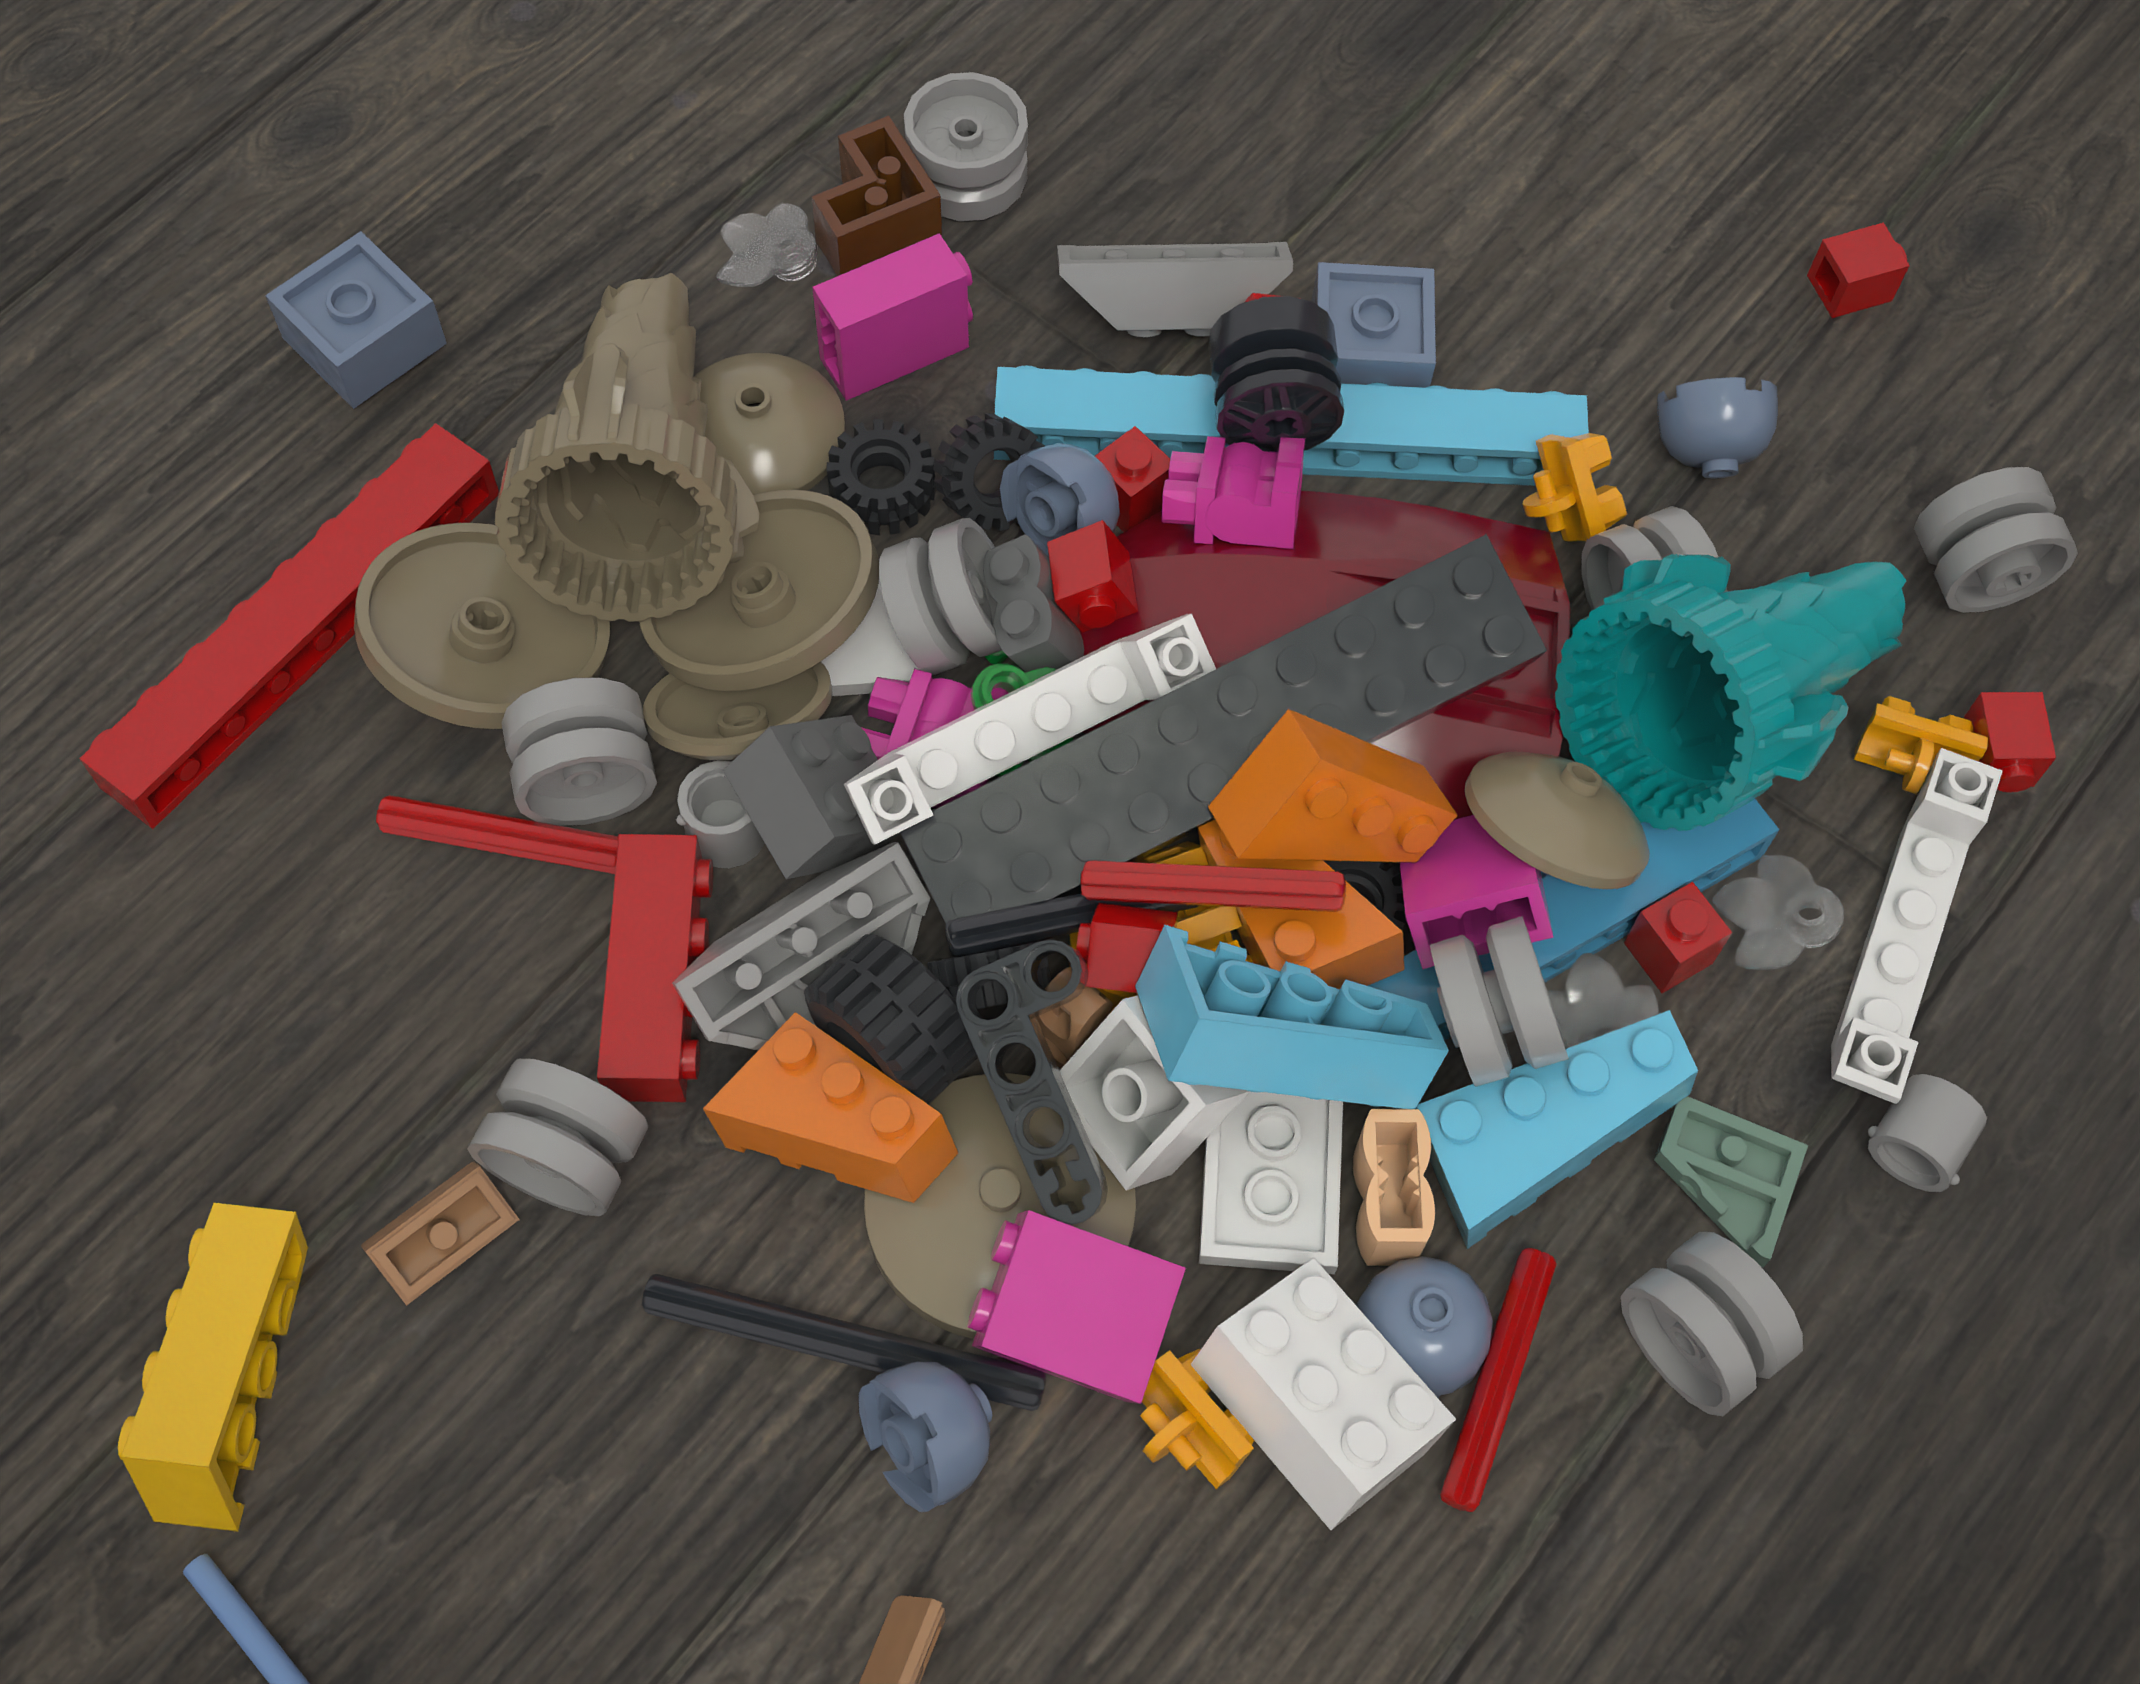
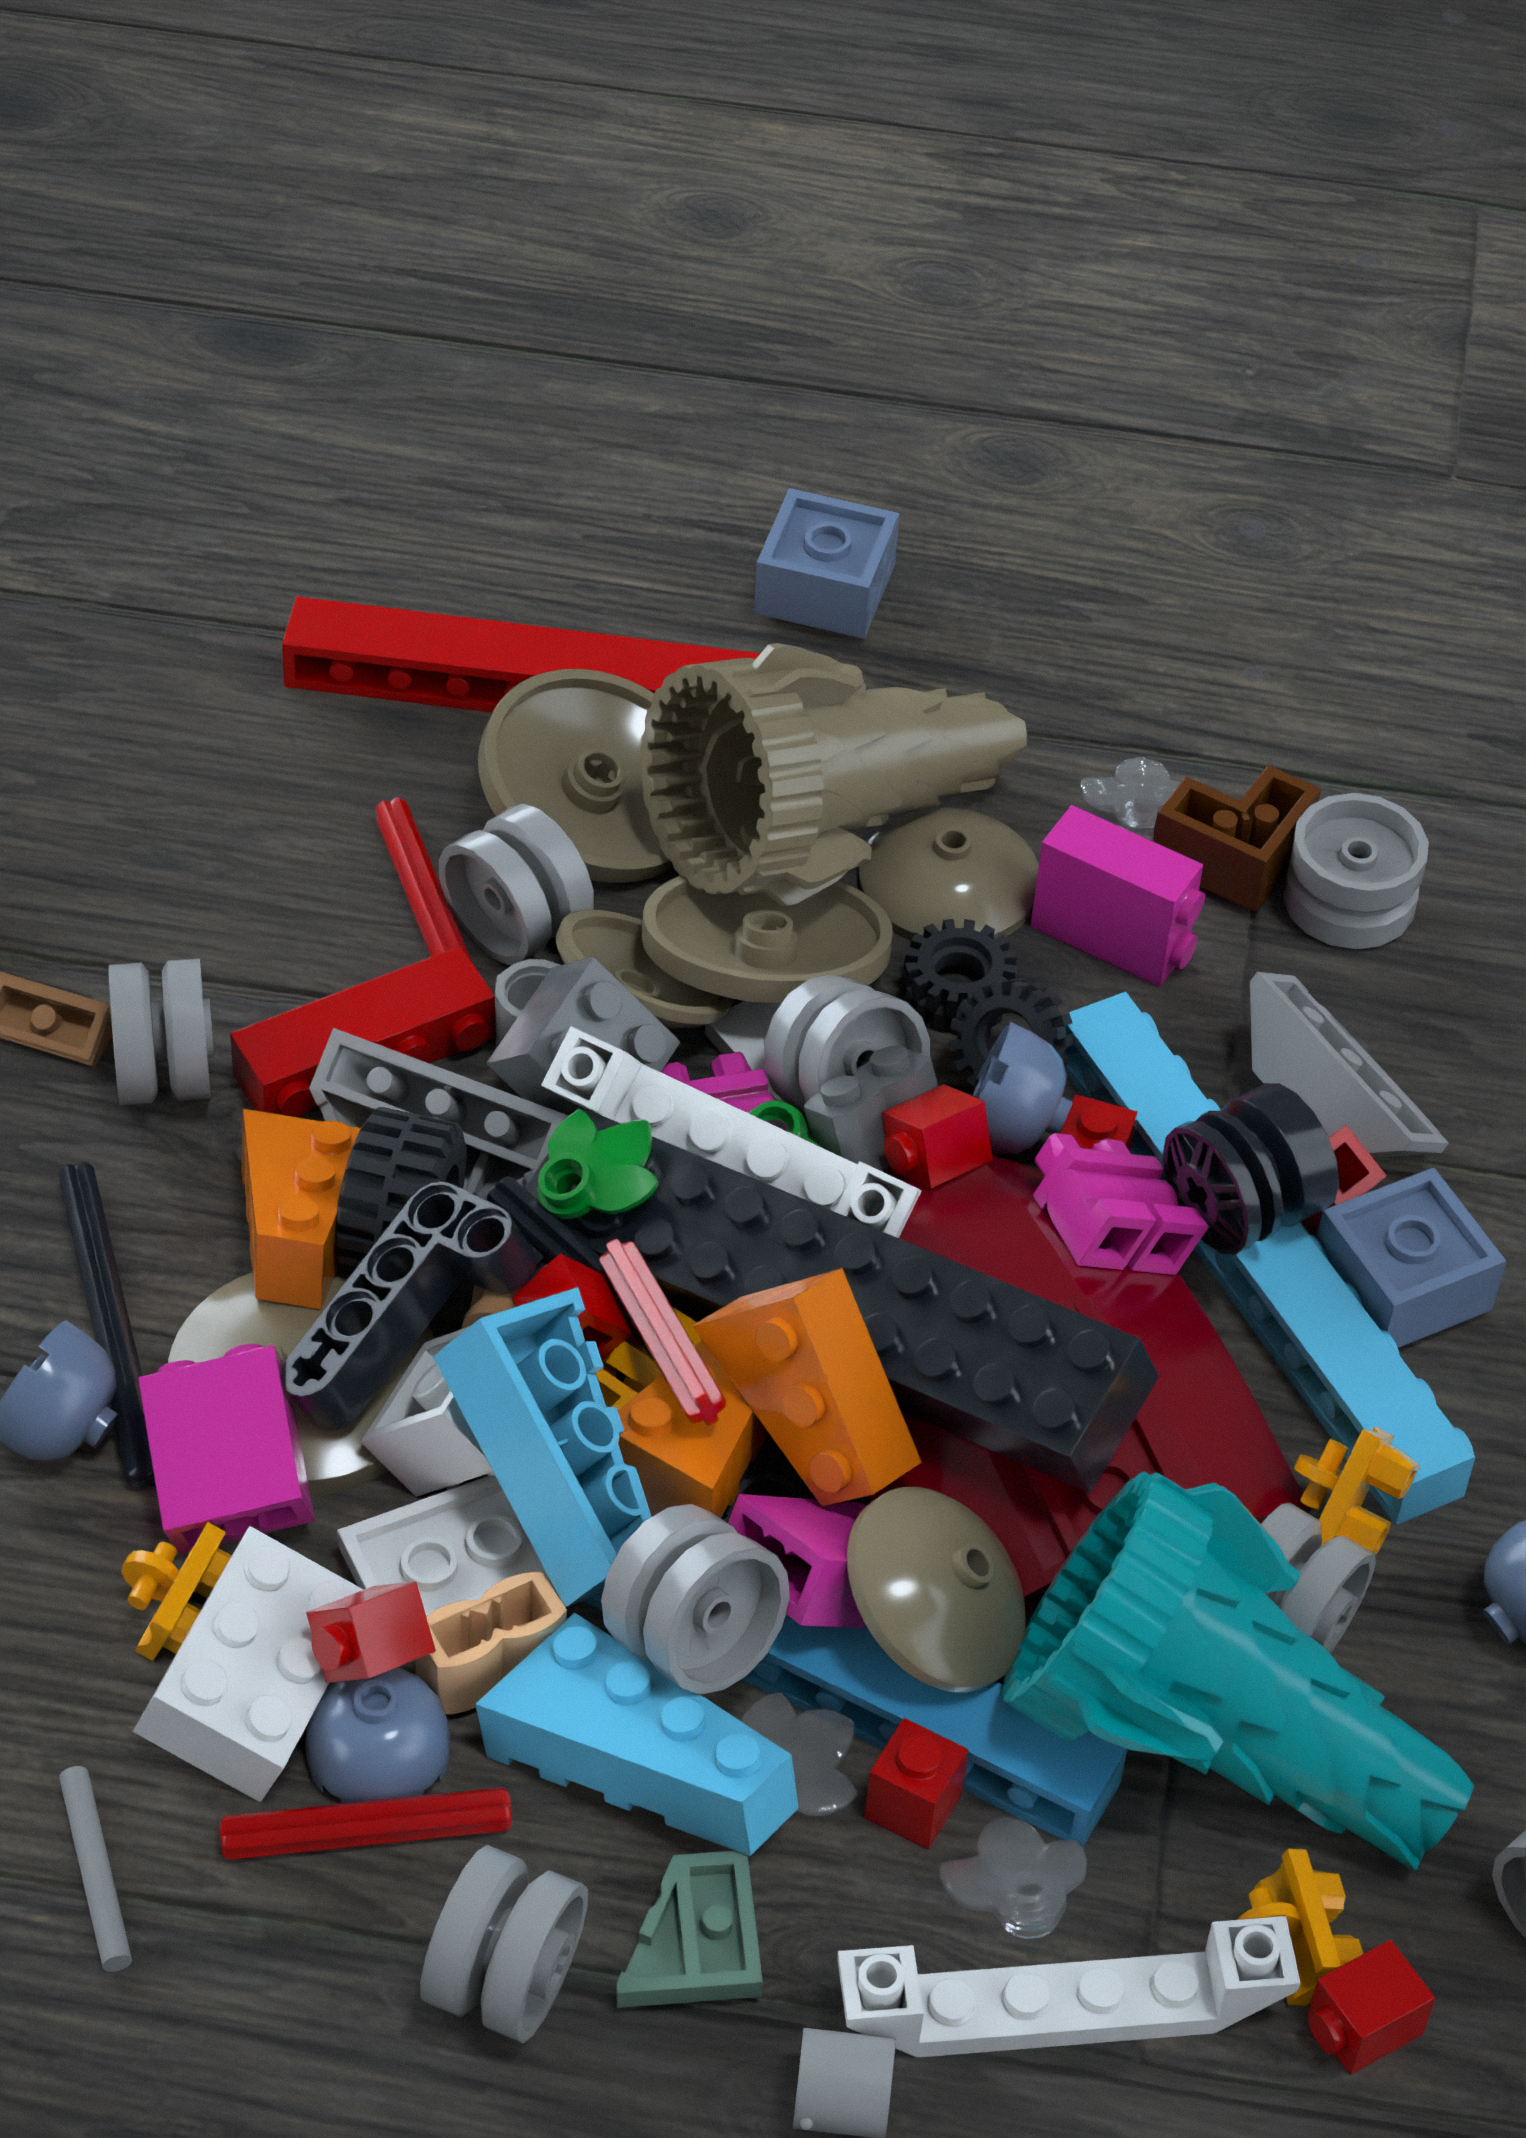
camera: 60 degrees right, 15 degrees down
(992, 837) = (602, 1162): none -> green plate
(1379, 1278) = (370, 1632): none -> red brick
(1434, 1628) = (95, 1869): none -> light grey bar

